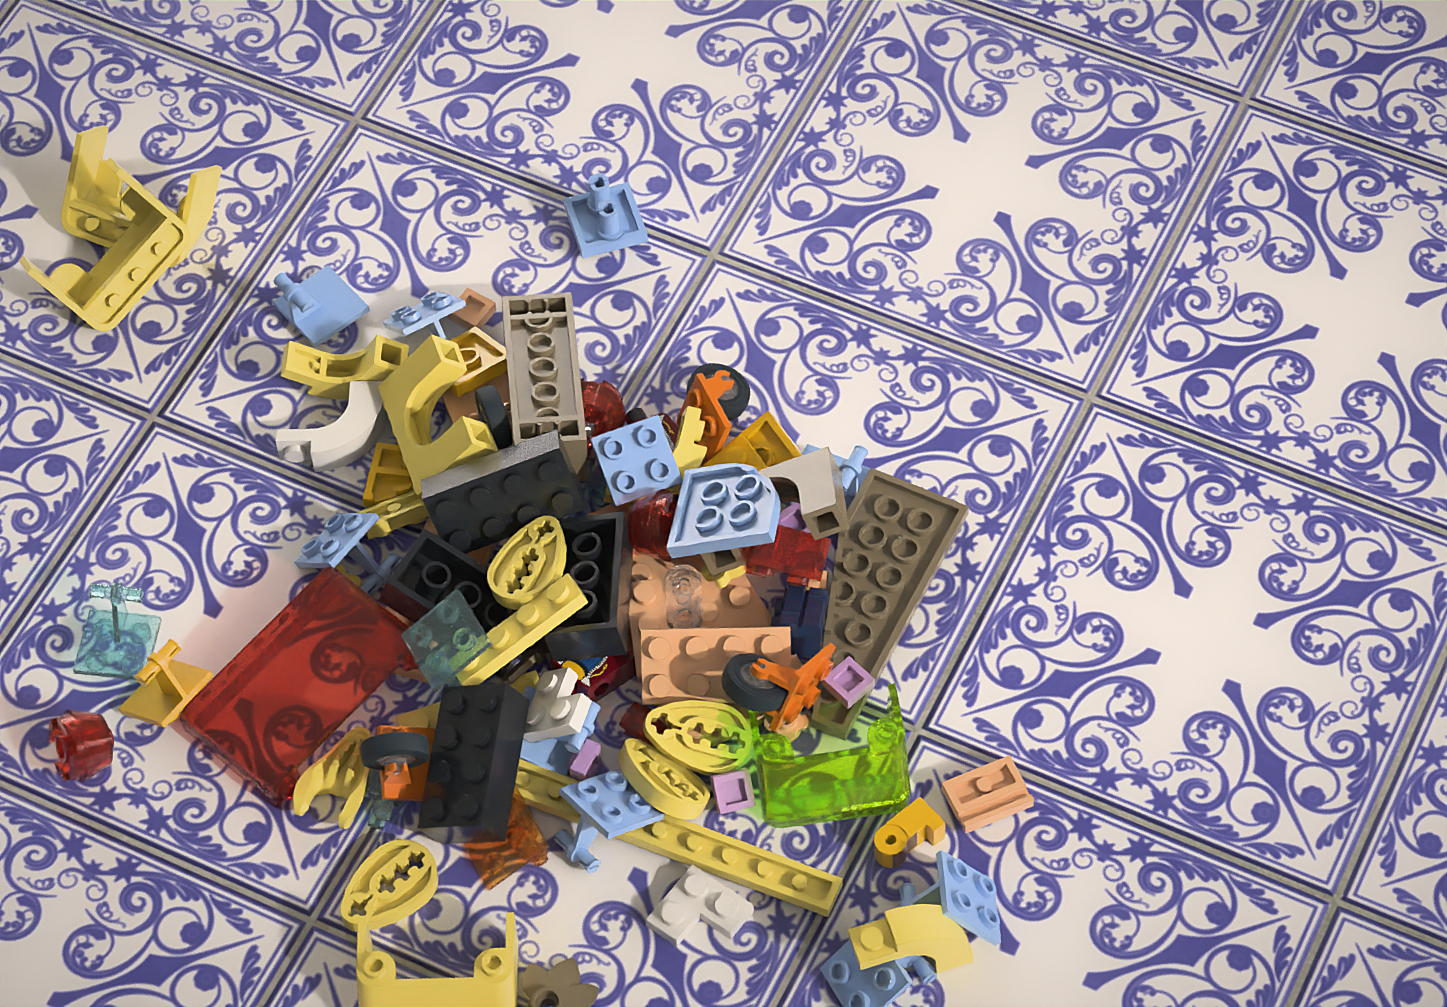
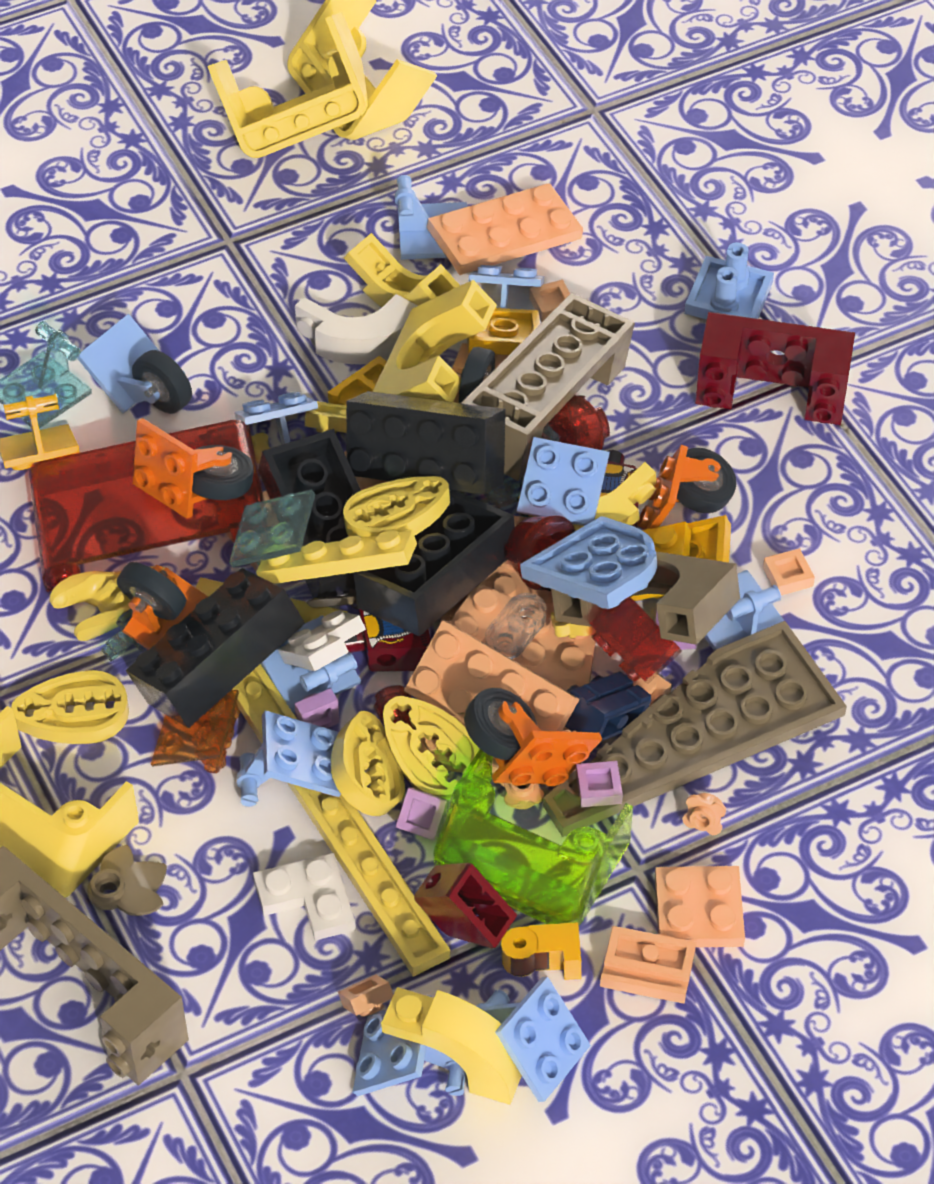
camera: 35 degrees right, 5 degrees down
(192, 579) = (135, 370): none -> light blue plate
(336, 640) = (185, 475): none -> orange plate
(380, 270) = (504, 228): none -> light nougat plate
(665, 262) = (742, 349): none -> dark red plate
(810, 953) = (366, 996): none -> light nougat plate
(829, 838) = (454, 896): none -> dark red torso
(839, 426) = (789, 571): none -> light nougat plate
(934, 654) = (704, 813): none -> light nougat plate
(984, 726) = (700, 905): none -> light nougat plate

